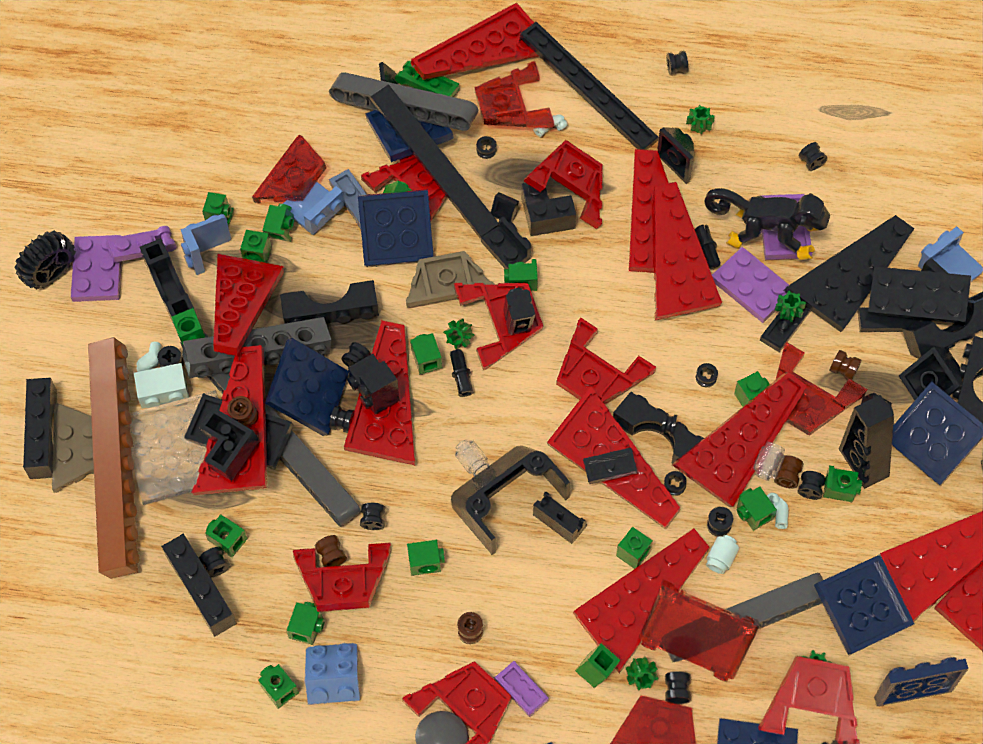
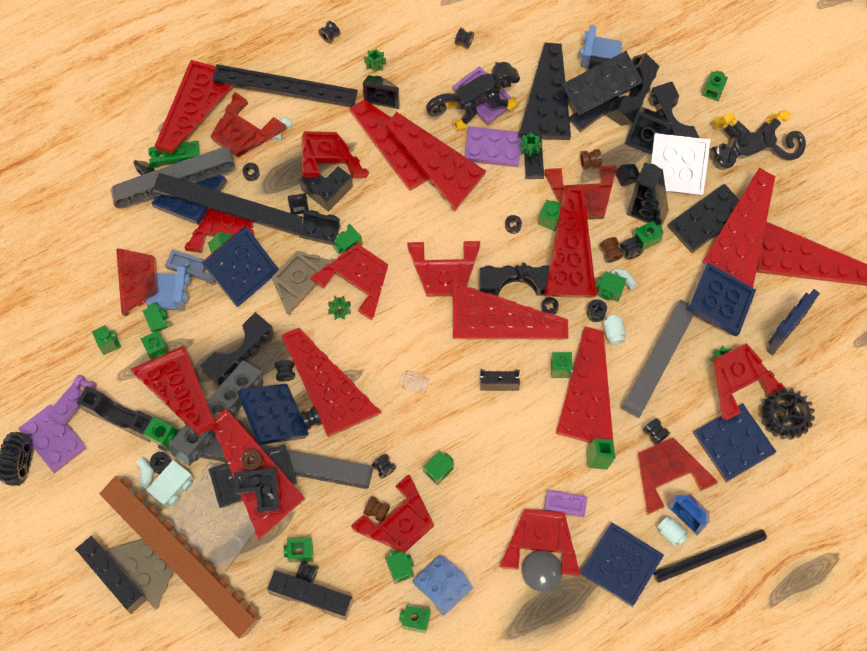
camera: 40 degrees left, 5 degrees up
(202, 237) = (110, 367): medium blue bracket -> none
(374, 383) = (315, 379): black brick -> none
(426, 353) = (329, 335): green brick -> none
(461, 373) = (361, 332): black axle -> none
(470, 634) = (505, 493): reddish brown wheel -> none
(472, 498) = (436, 407): black windscreen -> none
(518, 311) = (370, 265): black brick -> none
(610, 465) = (506, 324): black plate -> none
(641, 673) = (629, 438): green gear -> none
(698, 631) = (643, 387): clear red windscreen -> none
(708, 246) = (447, 139): black axle -> none
(769, 461) = (598, 251): clear brick -> none
(919, 511) = (704, 219): none -> black plate

